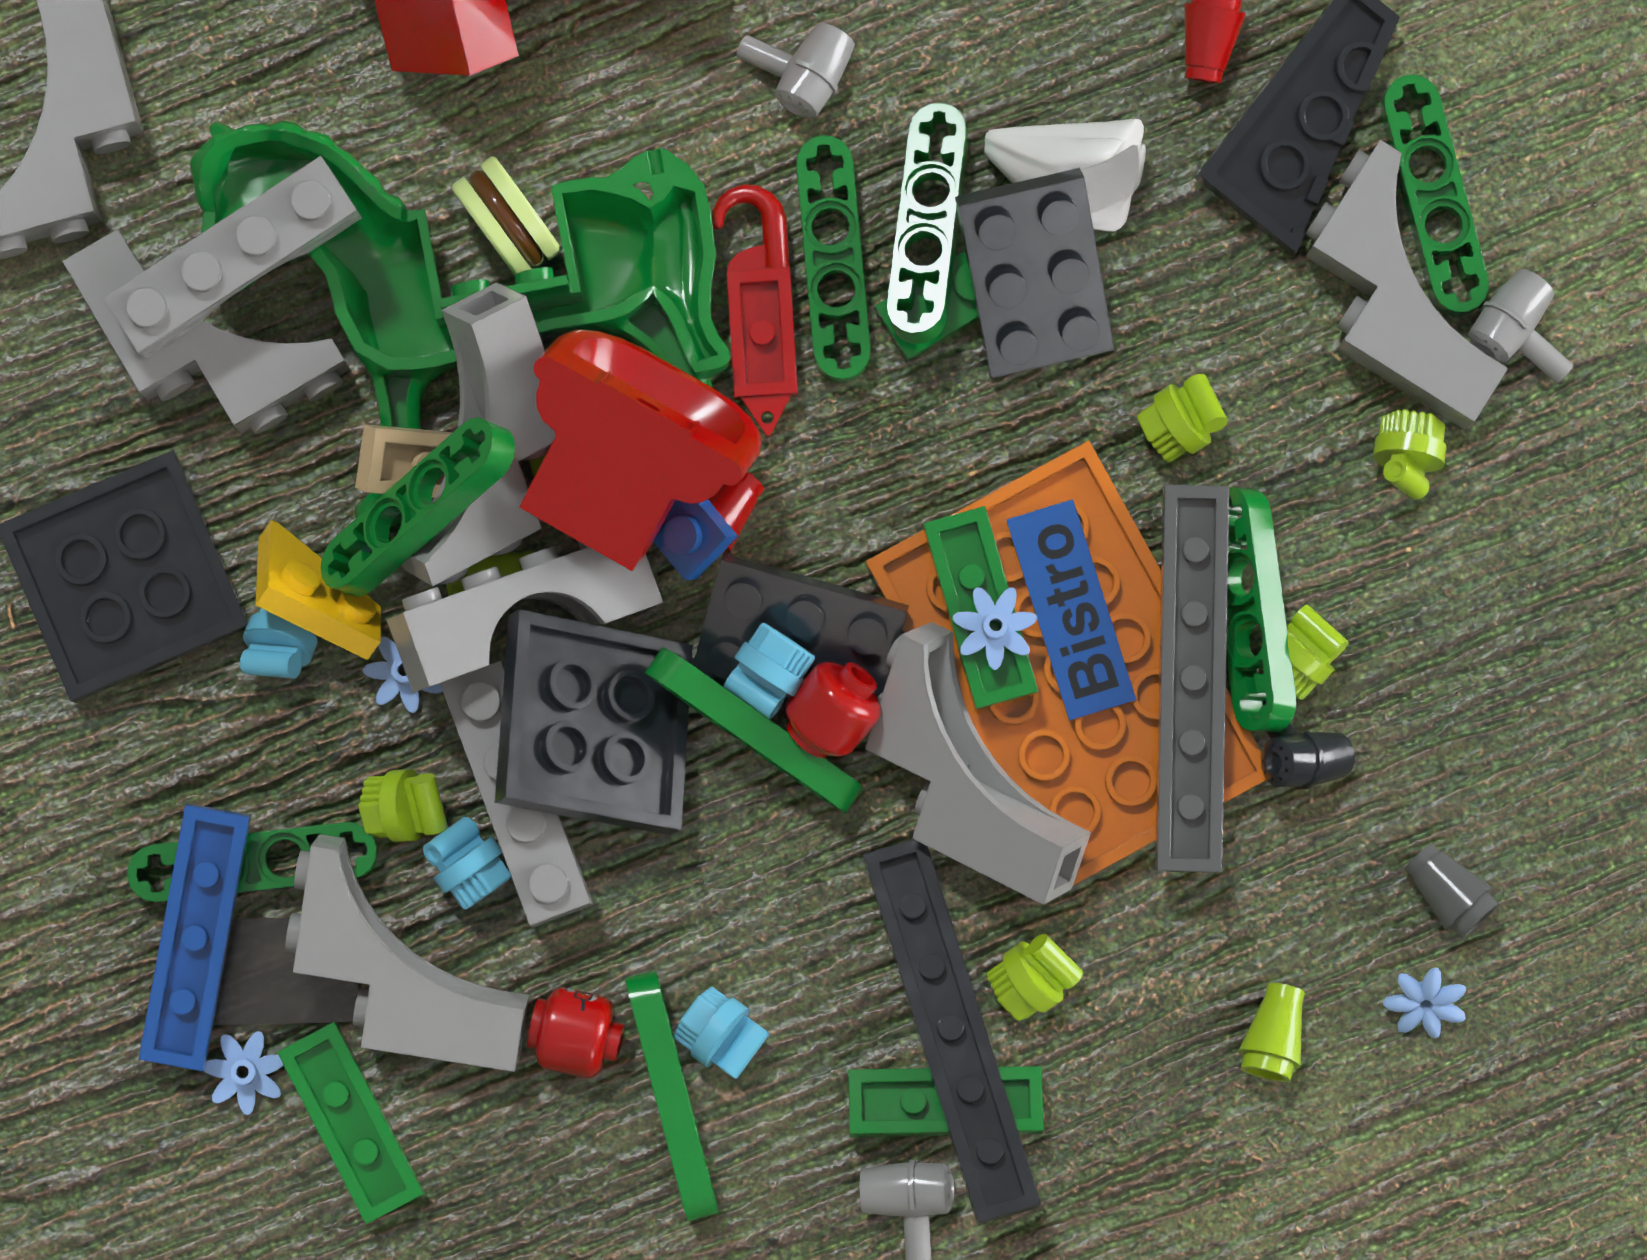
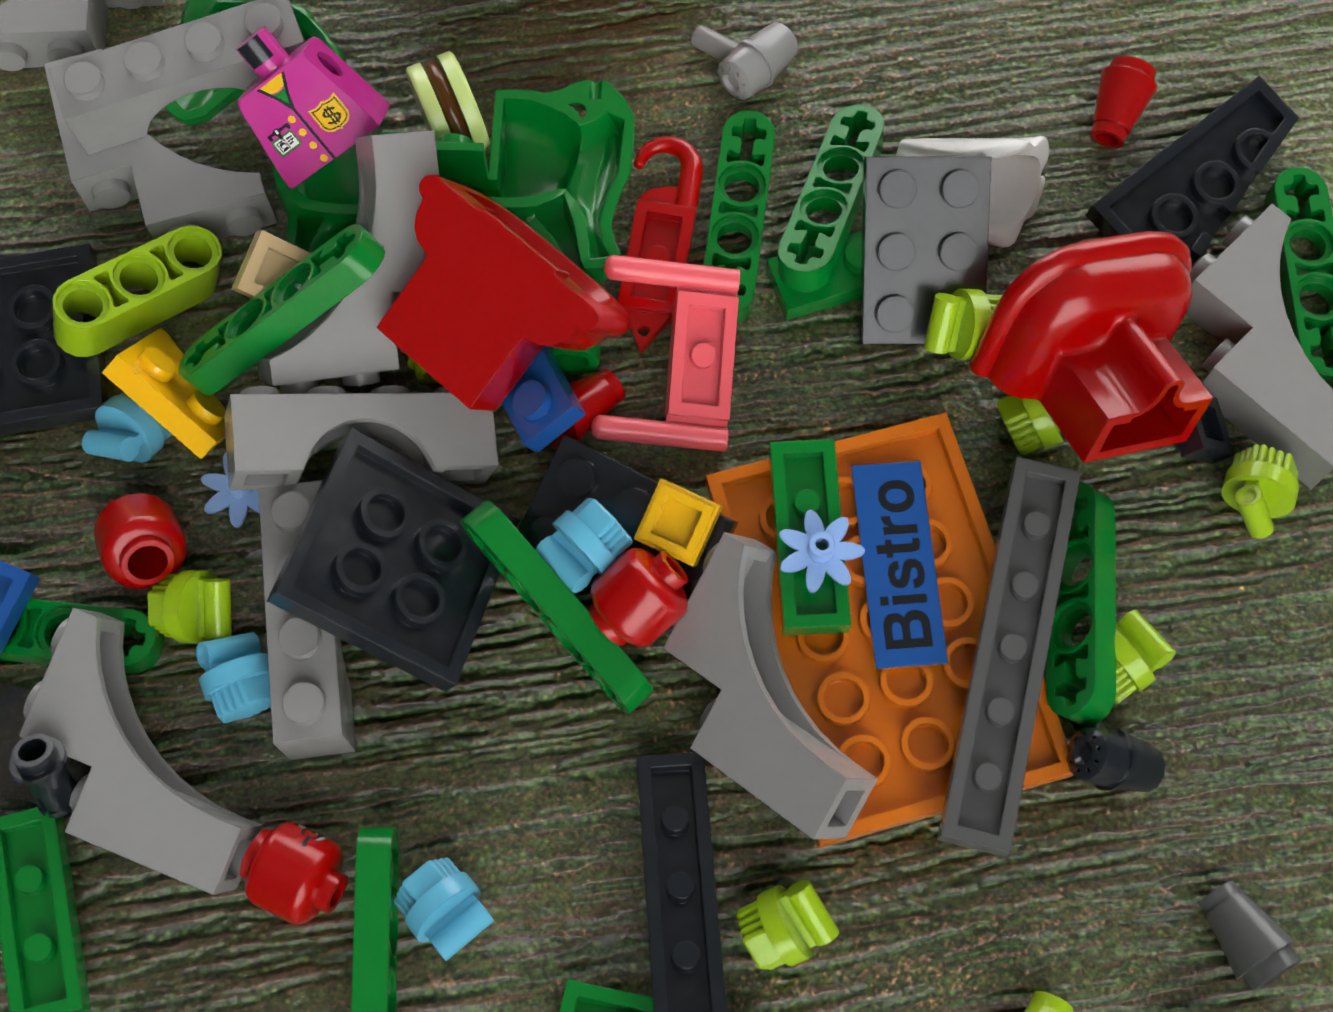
camera: 20 degrees right, 15 degrees down
(264, 472) = (123, 314): none -> lime beam
(326, 996) = (41, 766): none -> black pin
(333, 754) = (139, 540): none -> red head
(376, 272) = (305, 104): none -> dark pink torso
(829, 434) = (698, 356): none -> coral plate
(854, 628) = (678, 522): none -> yellow tile
(1094, 351) = (959, 322): none -> lime piece
(1228, 357) = (1094, 345): none -> red piece
(1341, 397) = (1209, 439): none -> black plate

